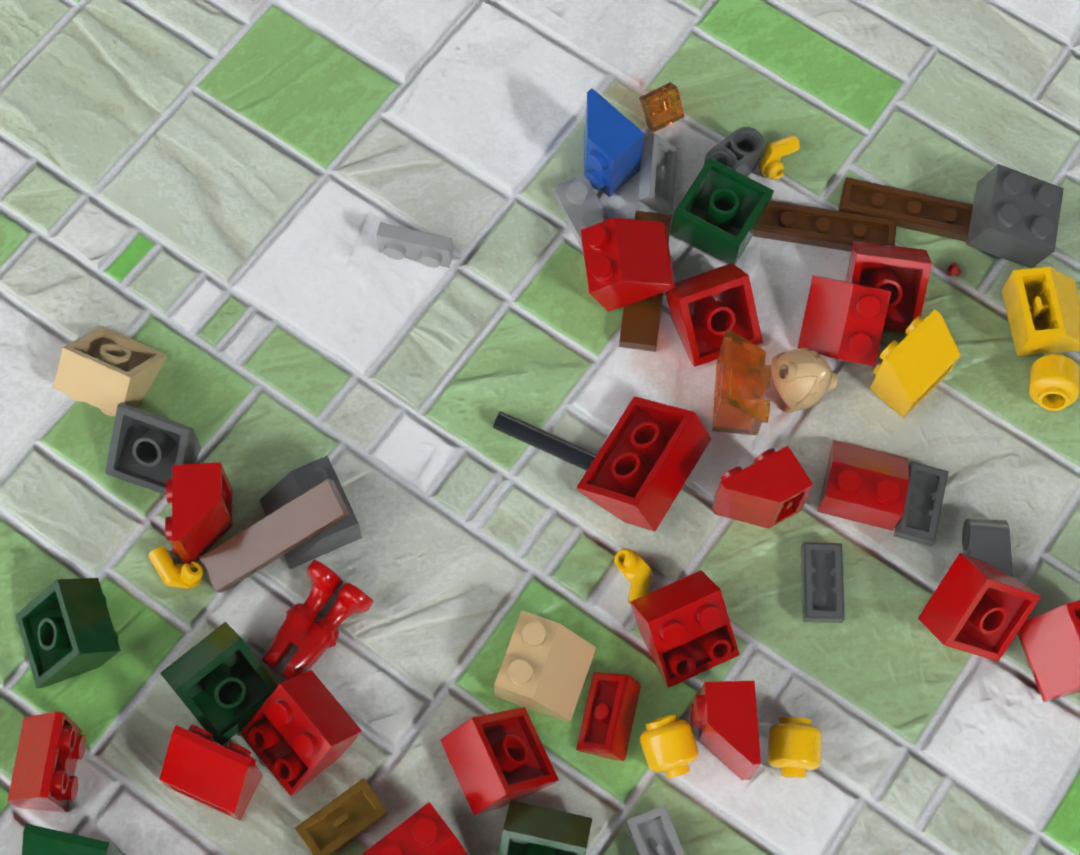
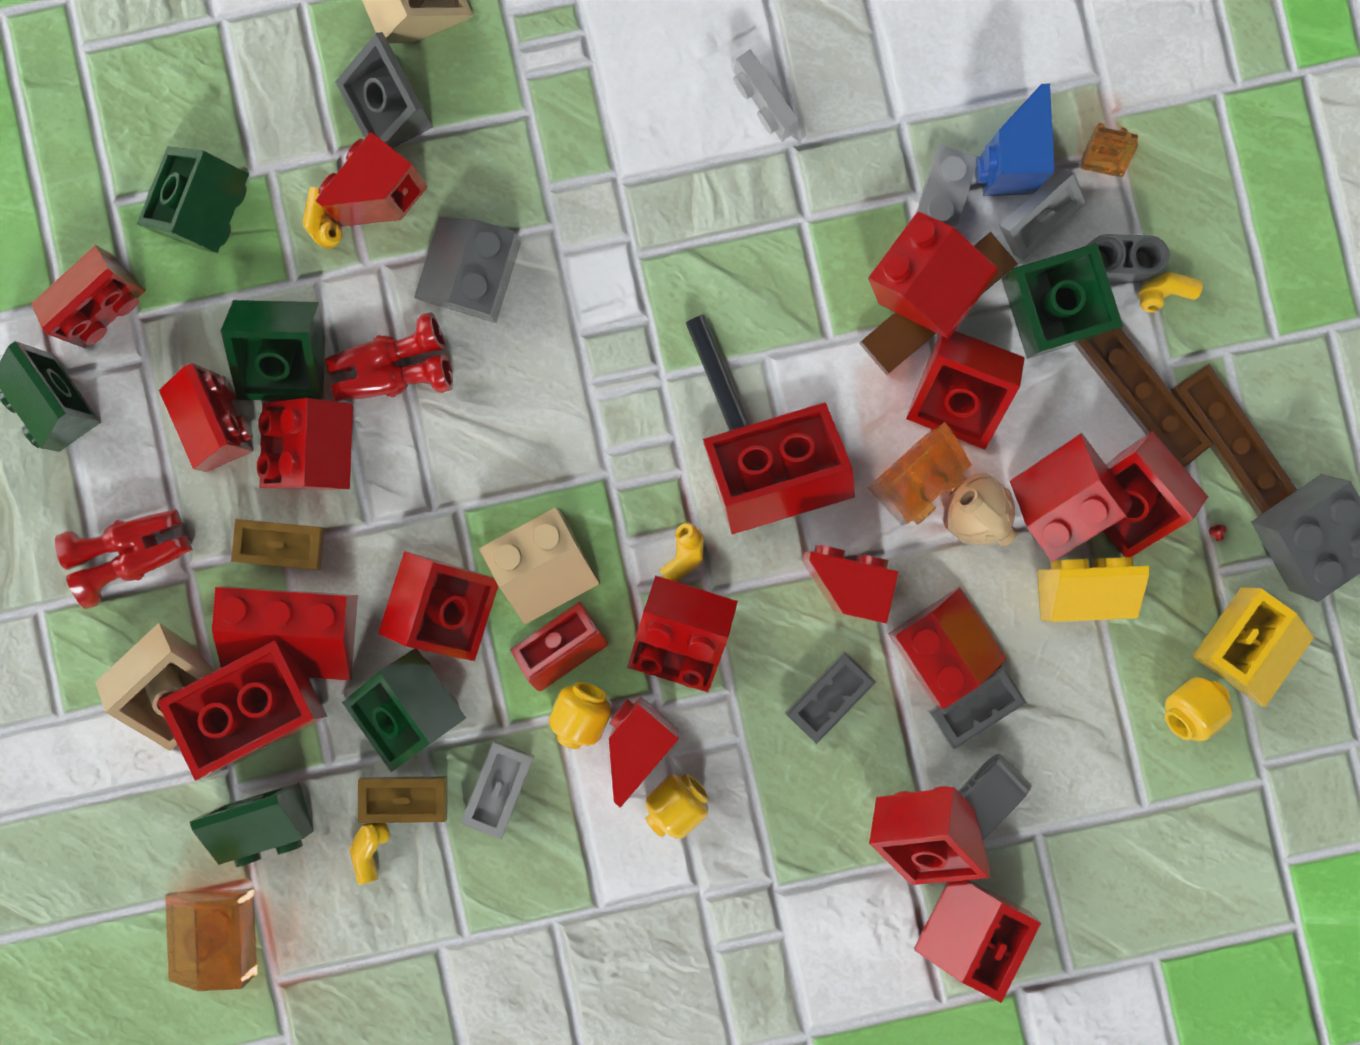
camera: 45 degrees right, 20 degrees up
(274, 535) = (416, 264): tile -> none

